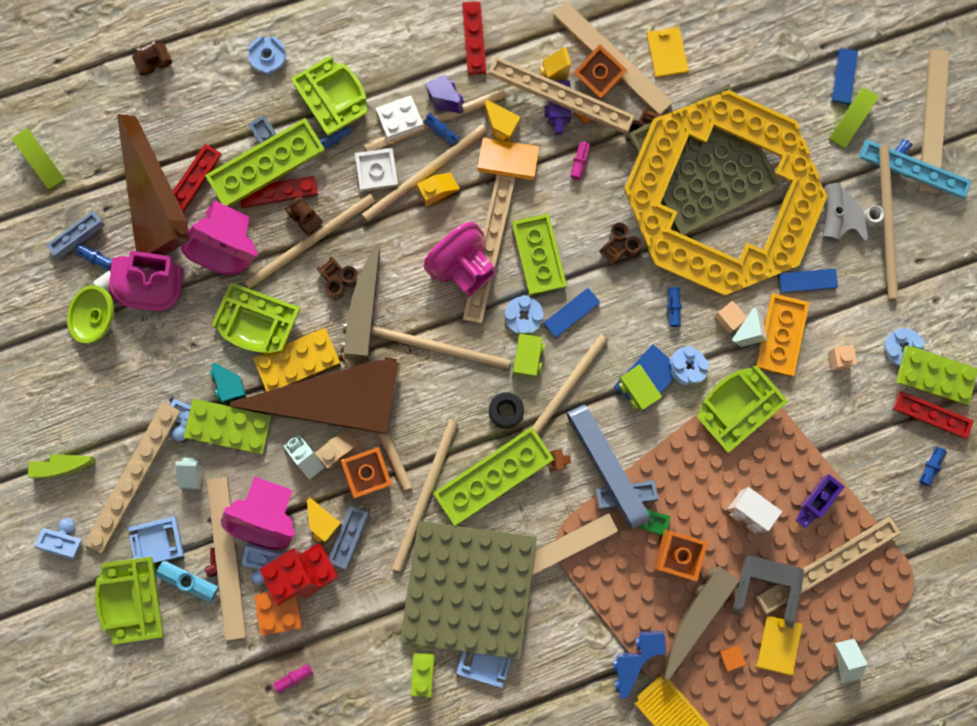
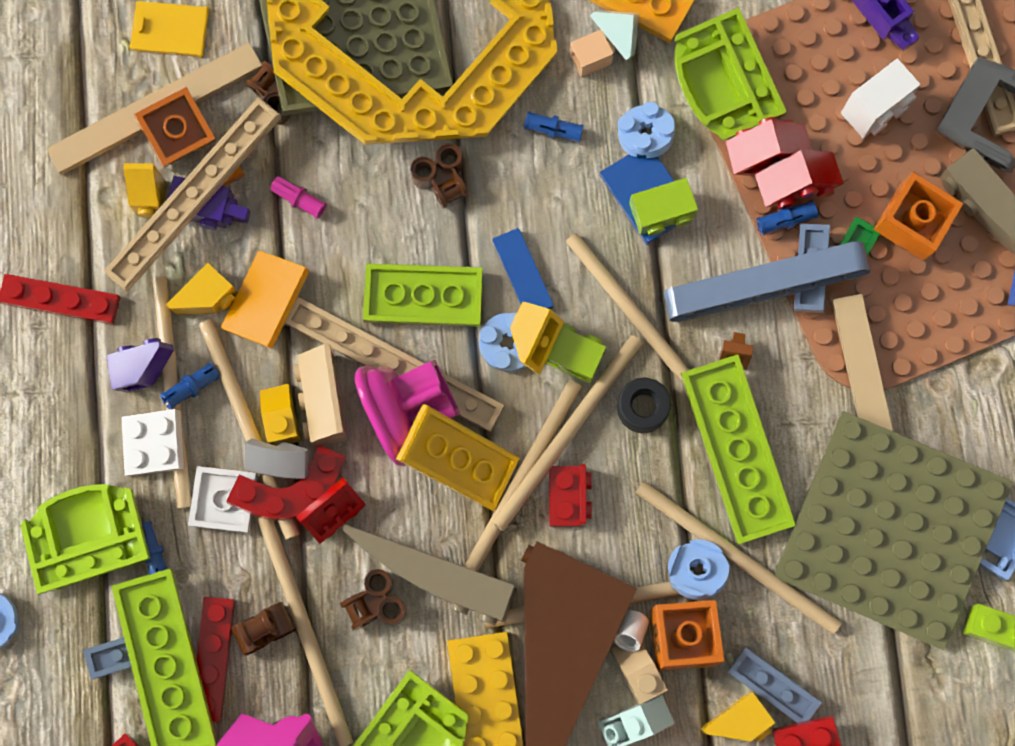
camera: 65 degrees left, 0 degrees up
(360, 438) = (632, 631): none -> white beam
(385, 234) = (331, 510): none -> red bracket
(387, 212) = (289, 501): none -> red plate
(407, 194) = (279, 461): none -> light grey slope
(418, 465) = (694, 586): none -> light blue plate
(435, 378) = (568, 496): none -> red bracket
(438, 301) = (457, 457): none -> yellow tile
(456, 210) = (321, 396): none -> tan slope
(476, 367) = (567, 433): none -> tan piece
(529, 327) = (535, 334): none -> yellow slope
(656, 471) = (787, 217): none -> blue pin
(684, 471) = (797, 176): none -> brick
(700, 446) = (766, 145): none -> brick

